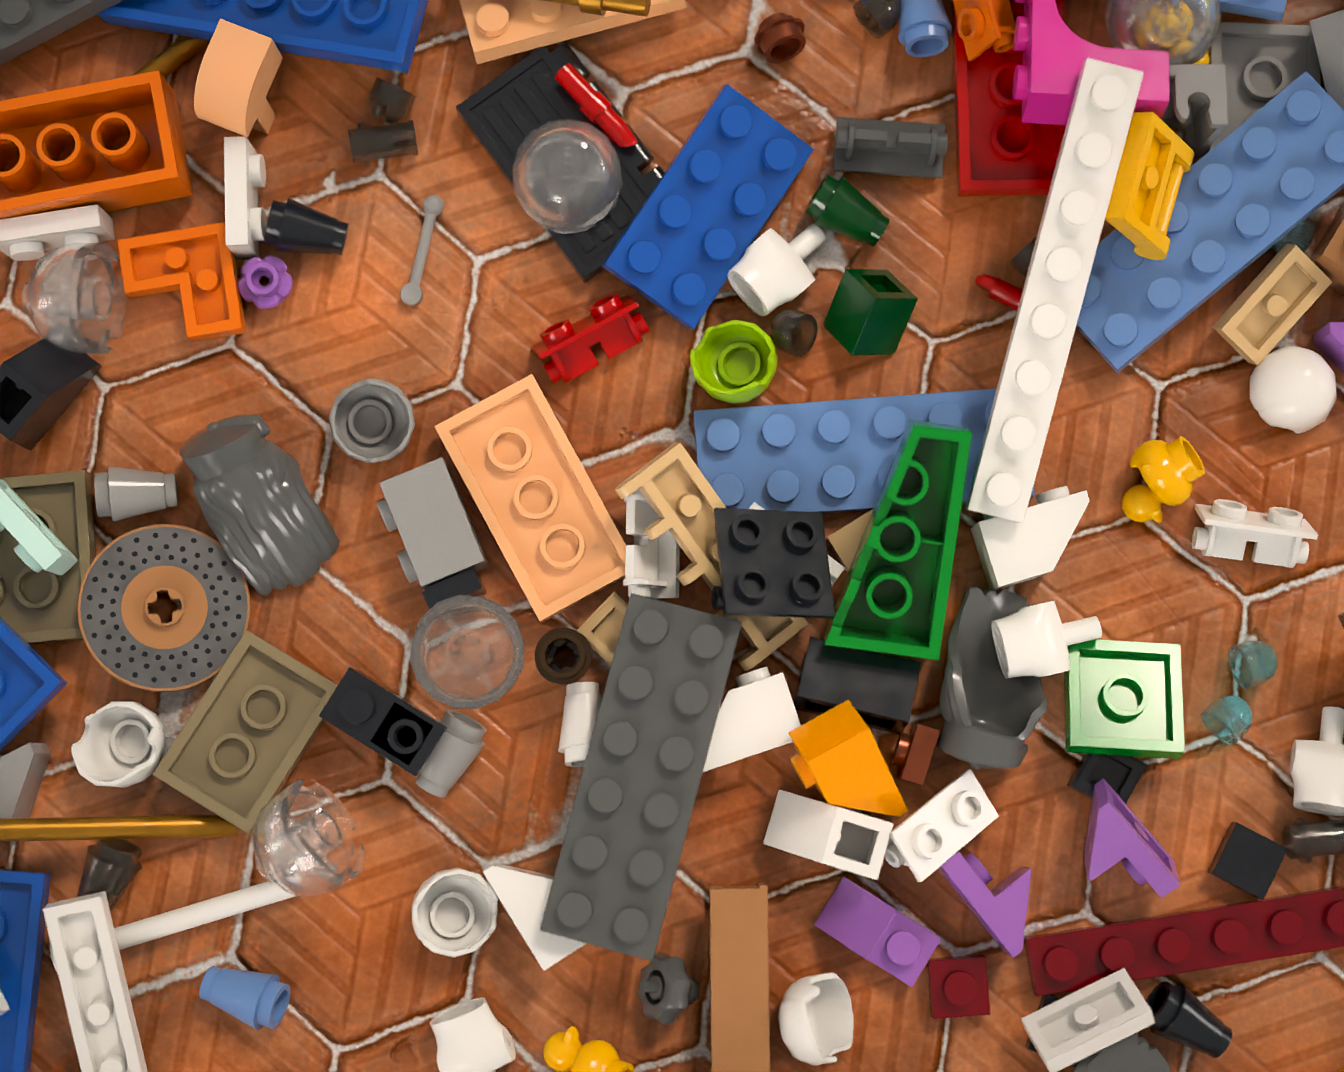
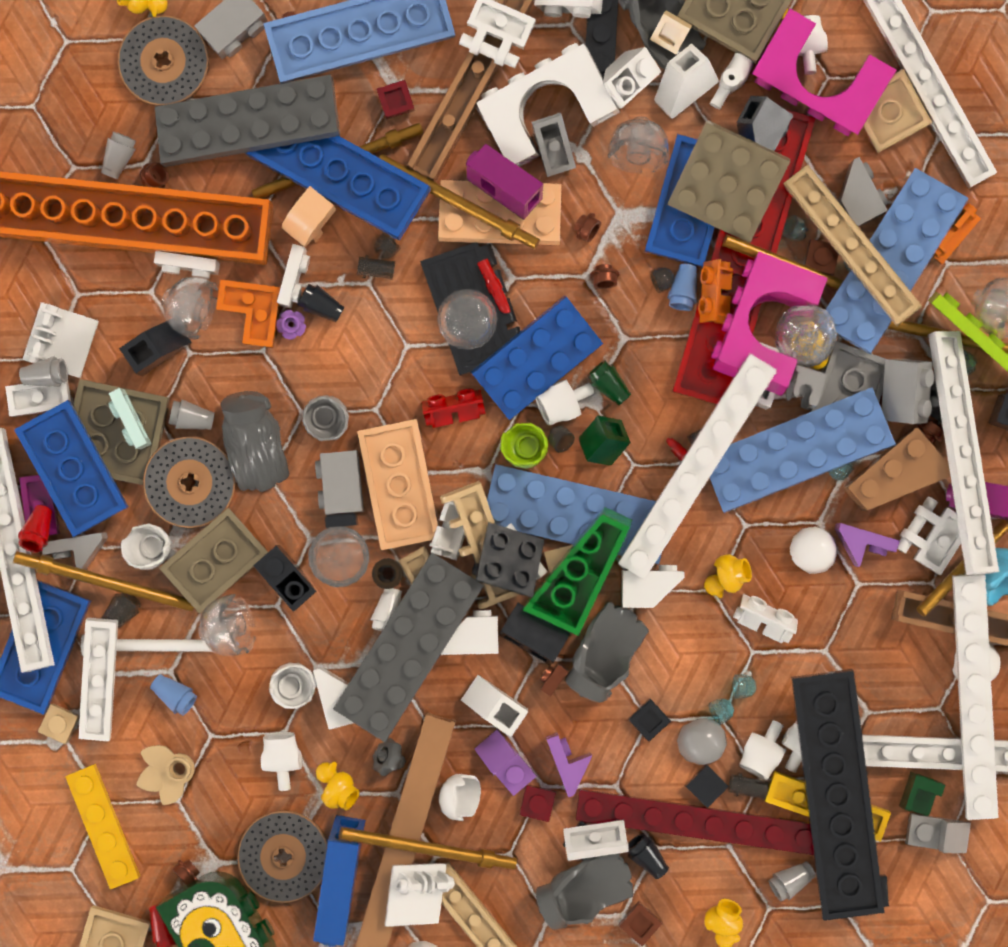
camera: 20 degrees right, 5 degrees up
(411, 292) = (366, 354): light grey hinge -> none
(452, 754) = (316, 604): light grey cone -> none
(845, 762) = (513, 673): light orange slope -> none
(889, 147) = (643, 354): dark grey hinge -> none
(941, 827) = (553, 720): white hinge -> none
(1037, 640) = (634, 640): white piece -> none
(1119, 835) = (645, 752): medium lavender slope -> none
(1124, 699) = (669, 683): plate -> none
(1148, 184) = (766, 424): yellow plate -> none
(1212, 784) = (702, 741): none -> light grey hair
(1272, 304) = (816, 502): tan plate -> none

